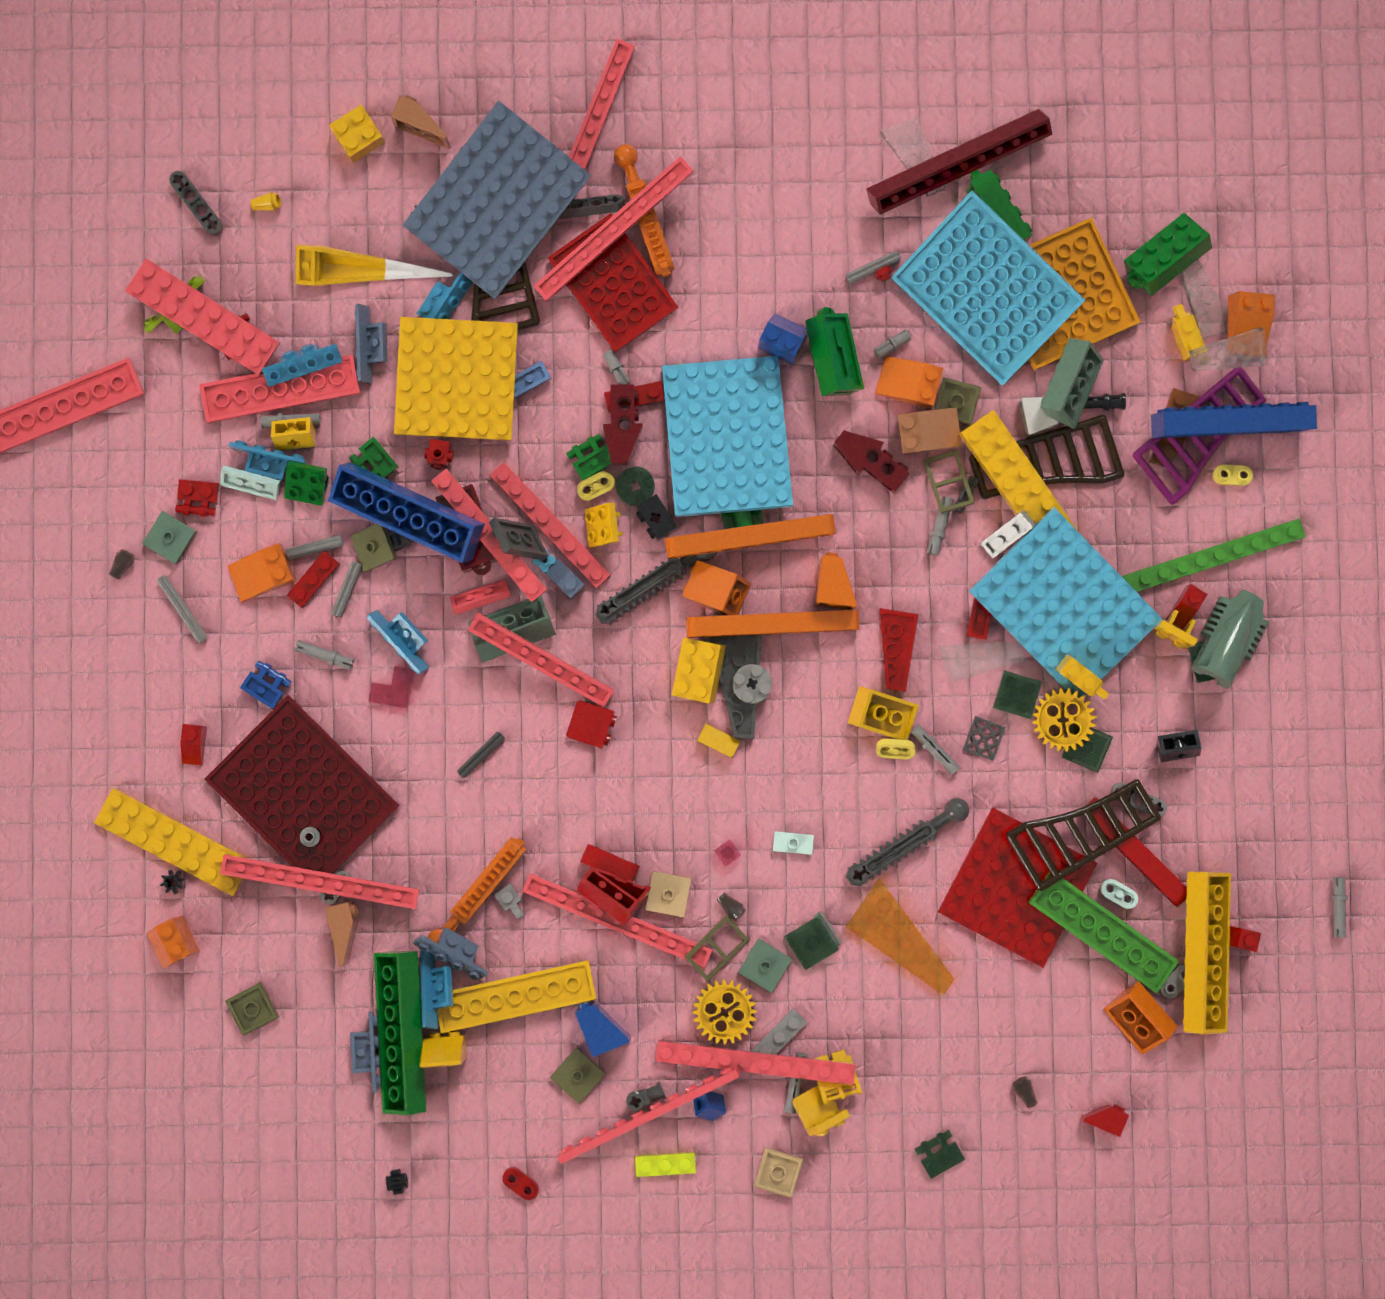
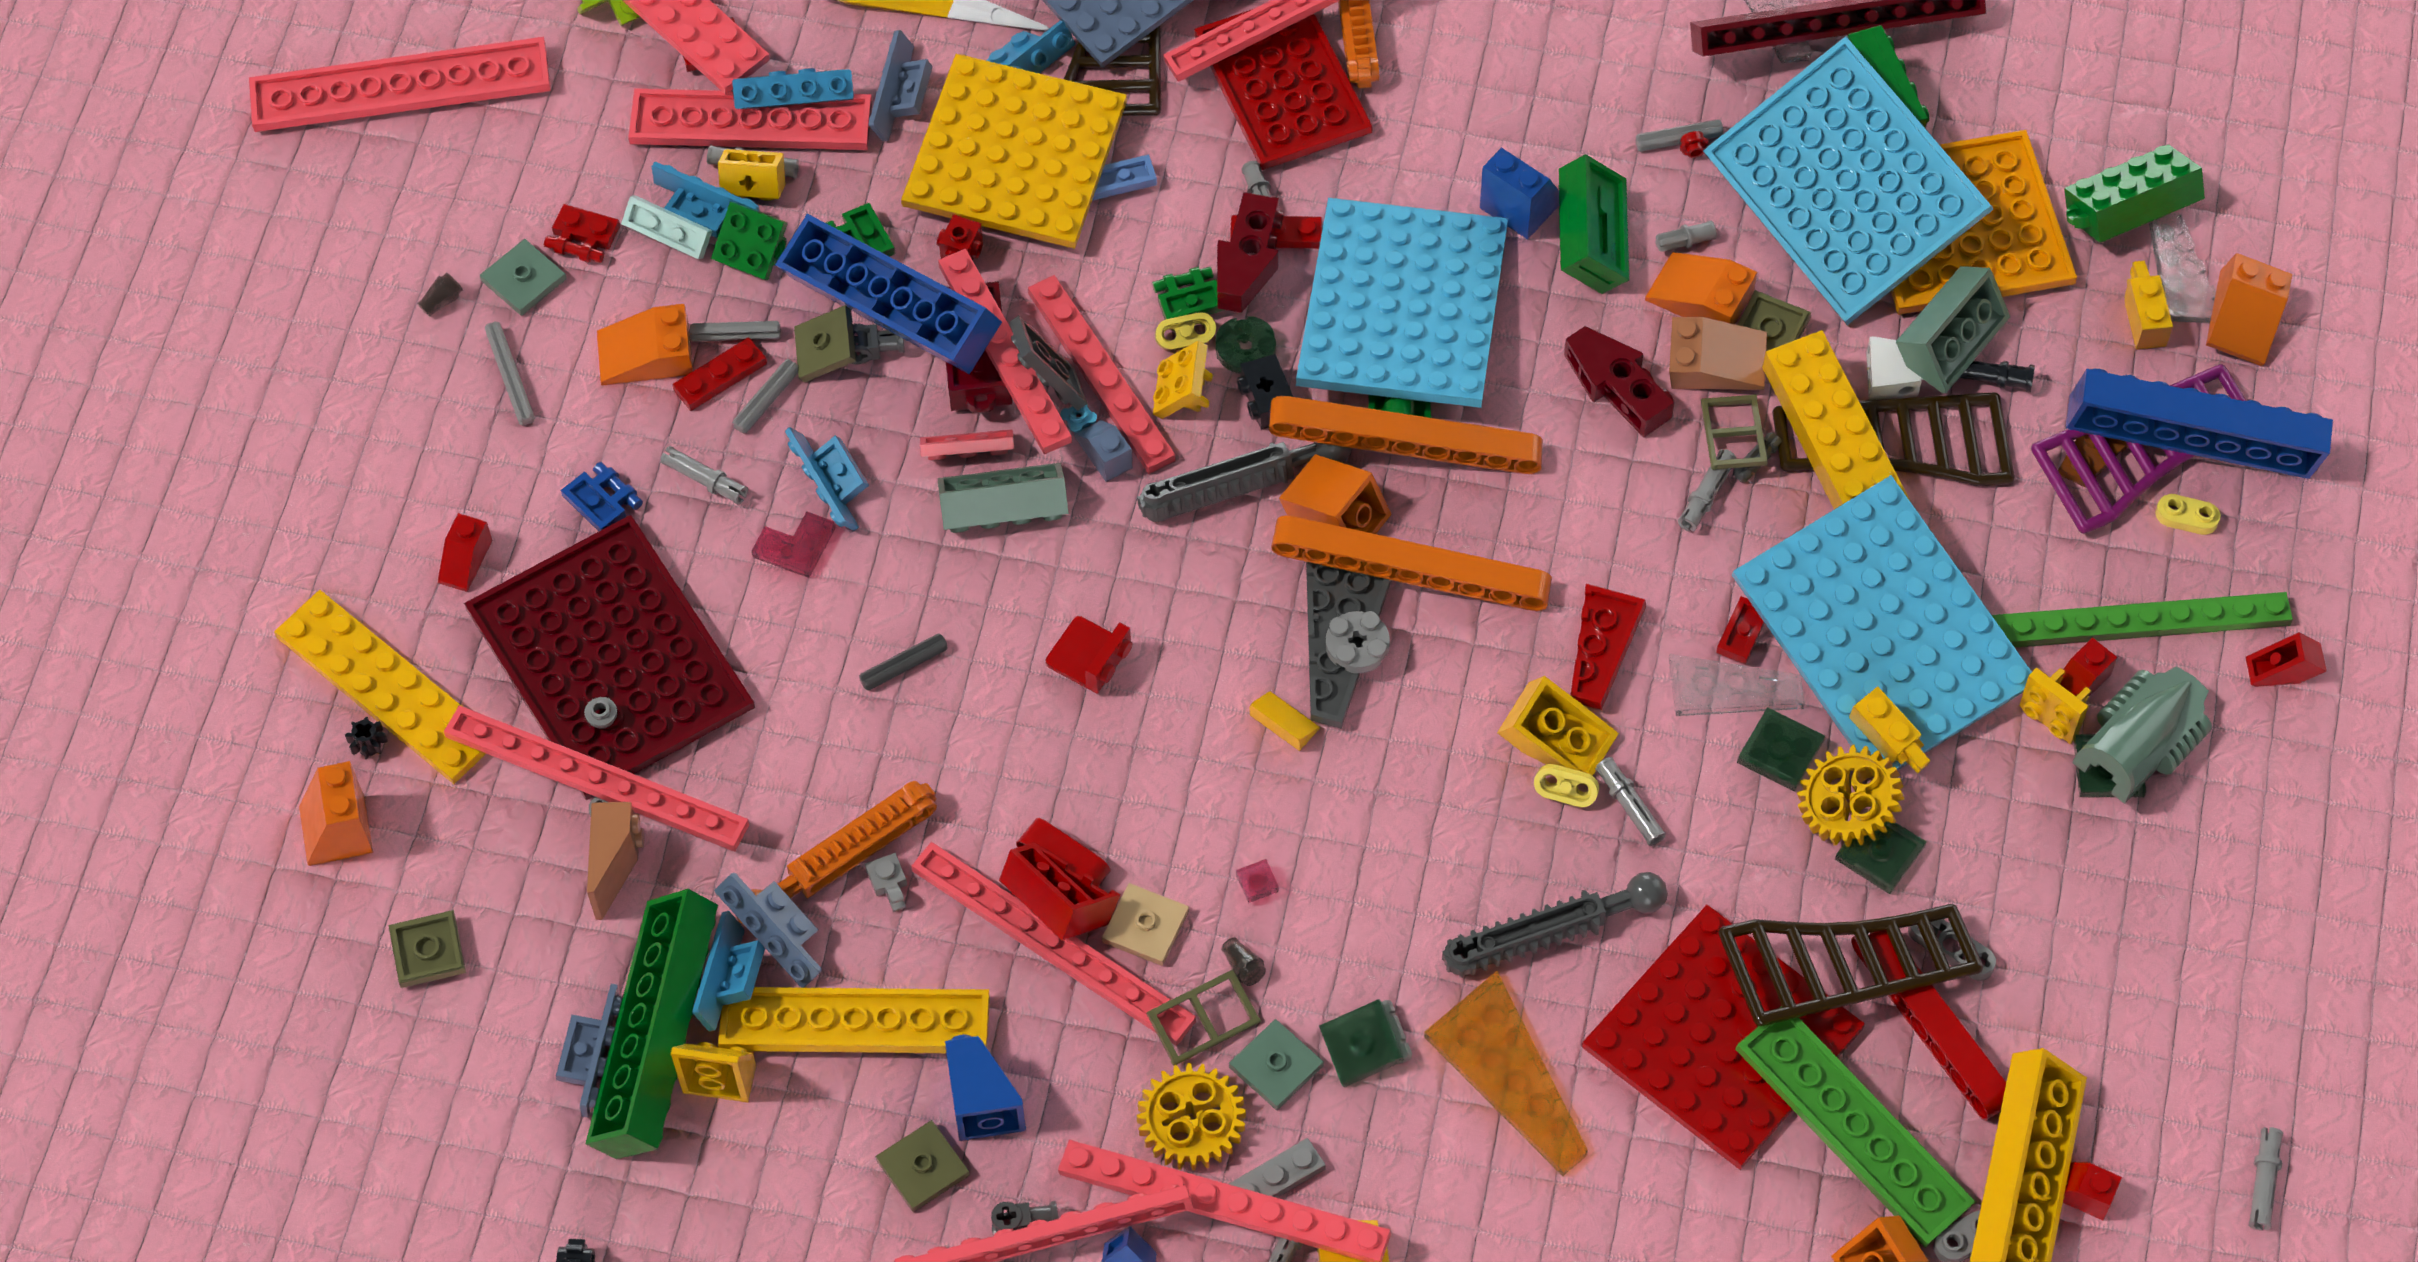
camera: 15 degrees right, 25 degrees down
(540, 659) = (1035, 534): coral plate -> none
(698, 670) = (1278, 603): yellow brick -> none
(793, 842) = (1367, 891): light aqua plate -> none
(833, 584) = (1519, 524): orange slope -> none
(979, 752) = (1701, 824): dark grey window -> none
(1008, 534) = (1815, 504): plate -> none
(1118, 893) = (1893, 1078): light aqua plate -> none
(1179, 745) = (2032, 871): black brick -> none
(1234, 352) = (2223, 340): clear wing -> none
(1306, 568) = (2286, 662): none -> red slope

